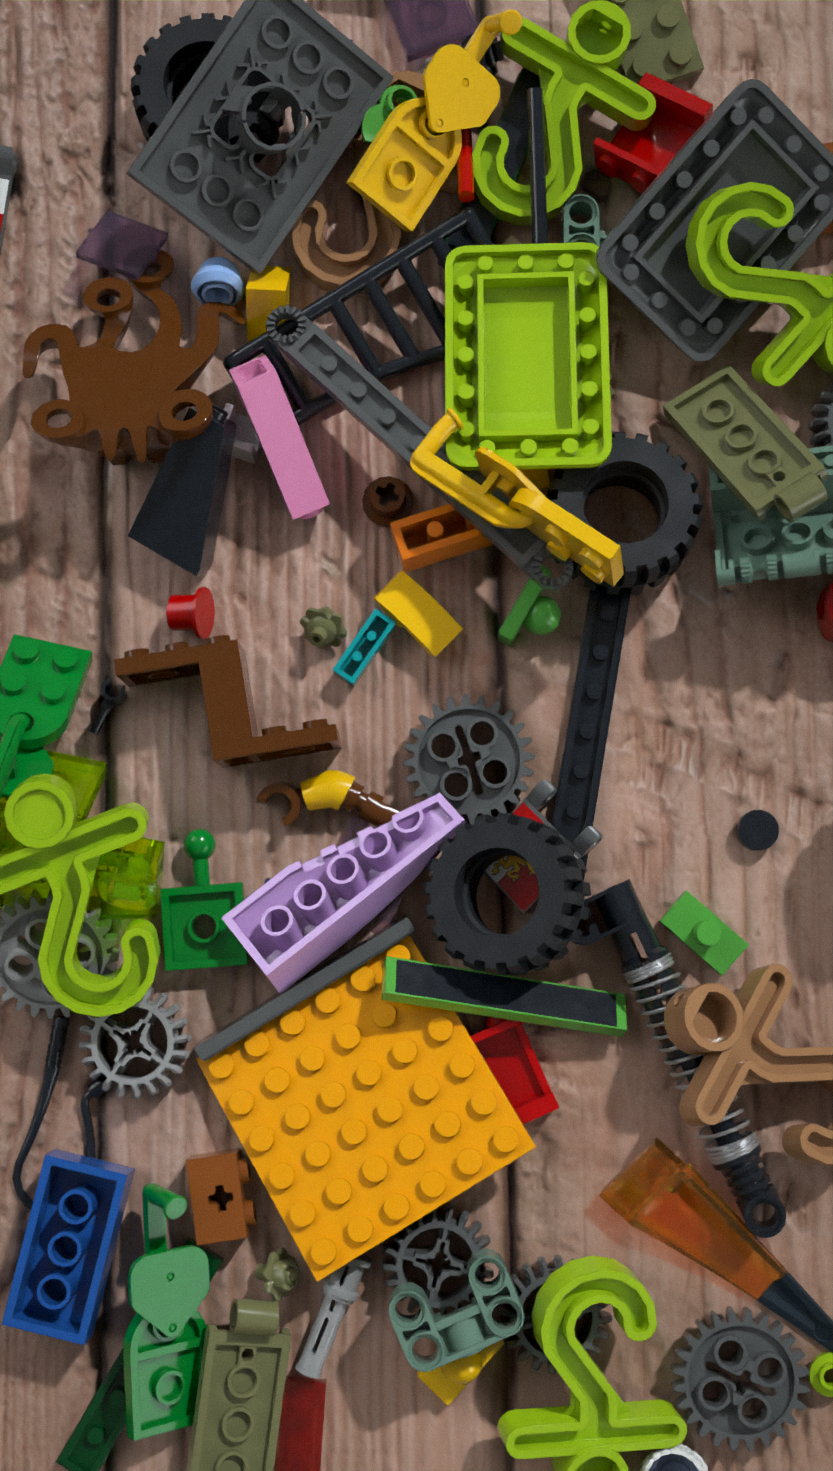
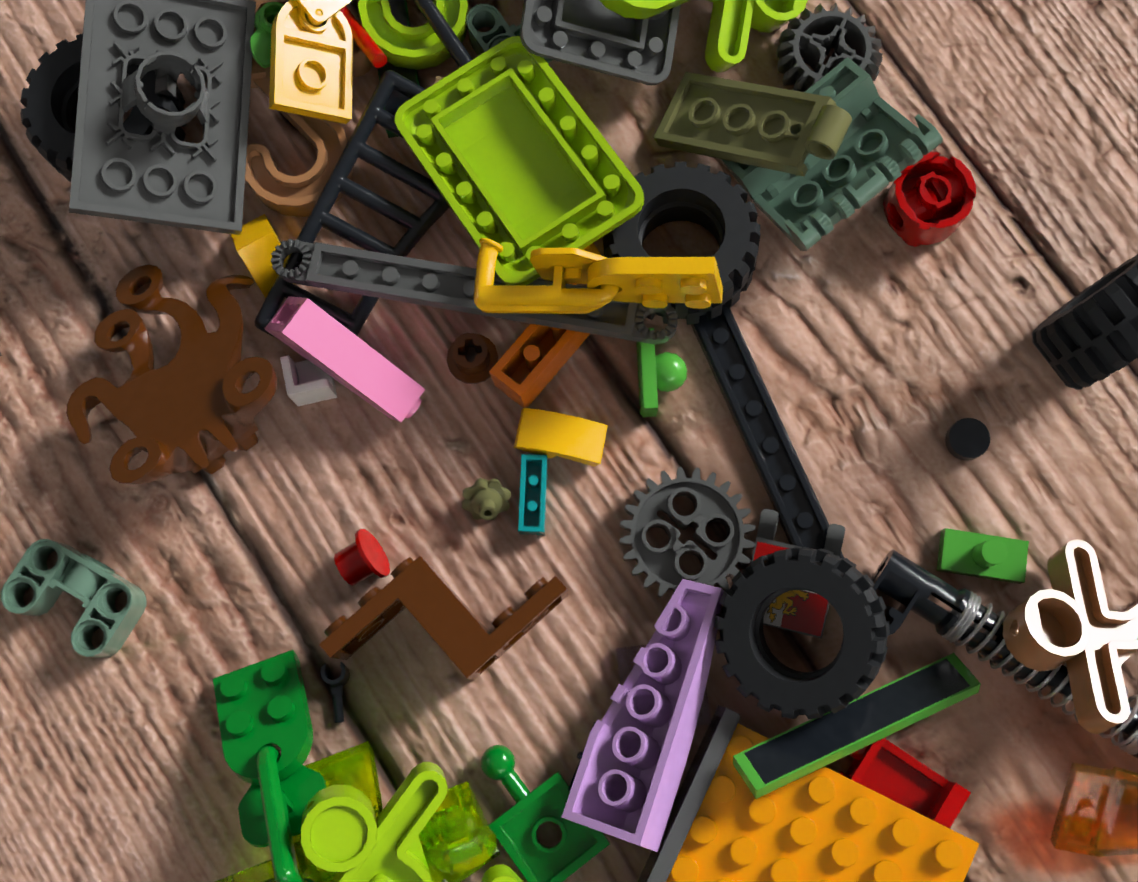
camera: 30 degrees left, 5 degrees down
(122, 245) = (104, 281): clear purple piece -> none
(188, 496) = (295, 460): black slope -> none
(218, 282) = (209, 261): light blue cone -> none
(331, 790) = (584, 638): piece -> none

